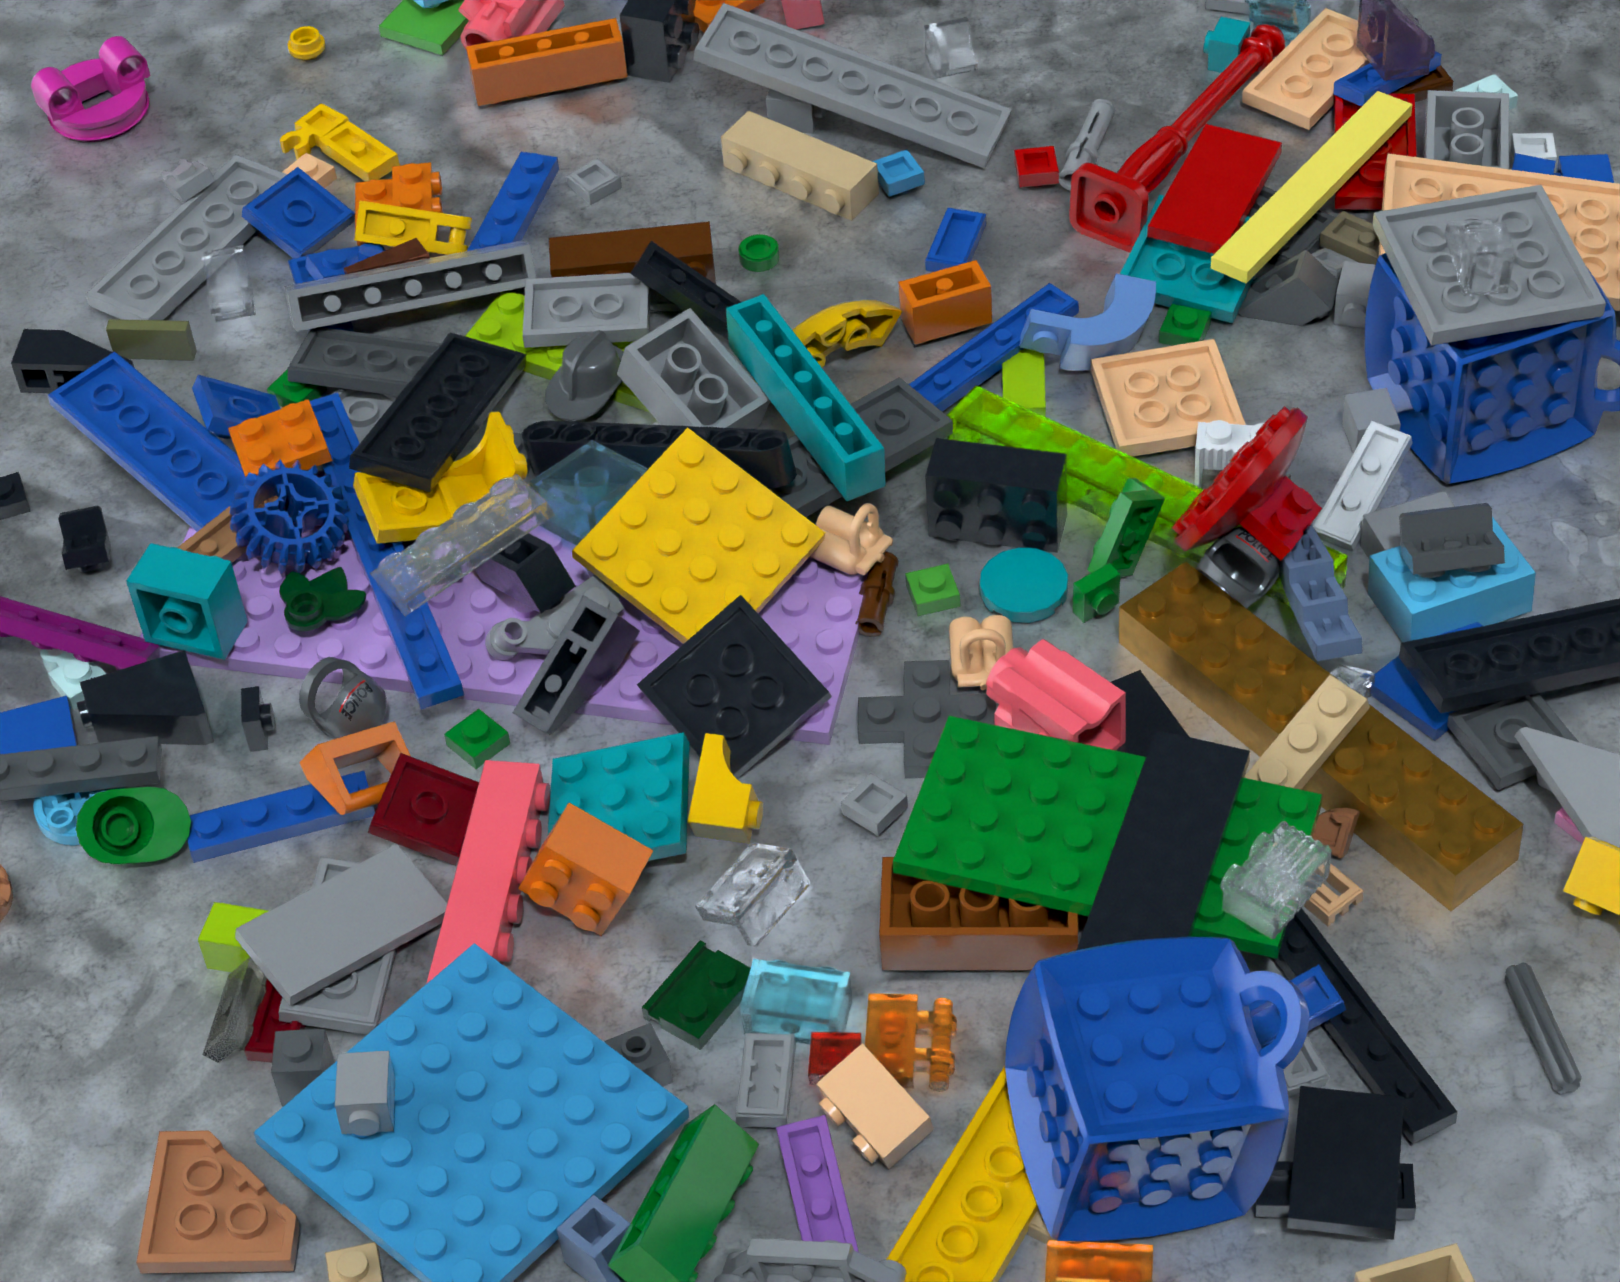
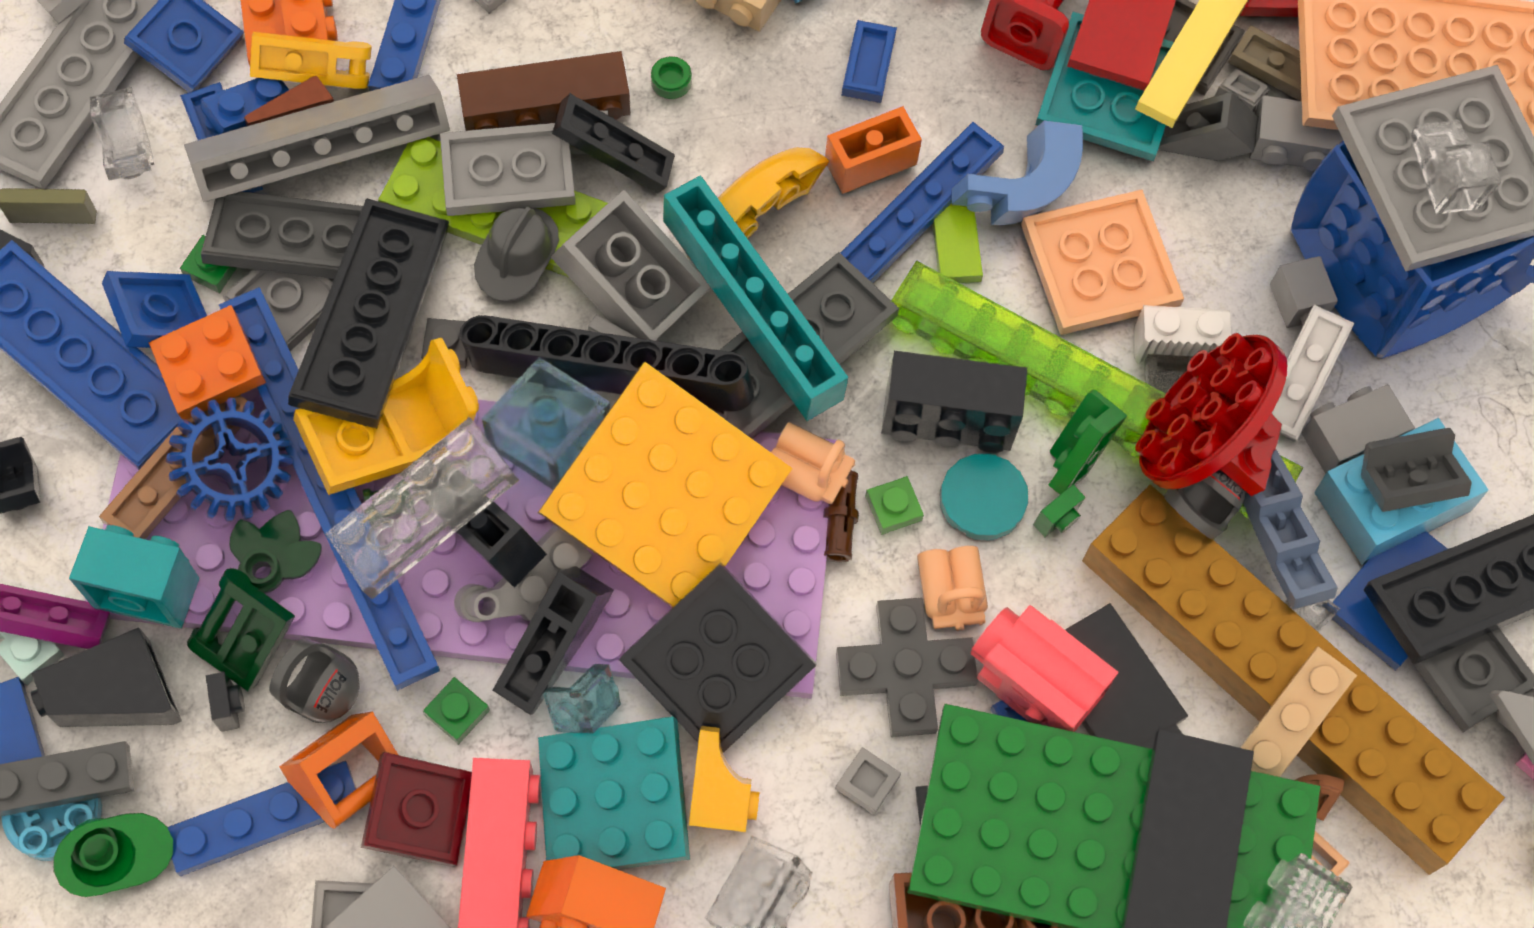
camera: 15 degrees left, 20 degrees up
(288, 662) = (252, 636): none -> dark green plate
(599, 725) = (585, 703): none -> clear light blue bracket
(1184, 325) = (1107, 168): green plate -> none

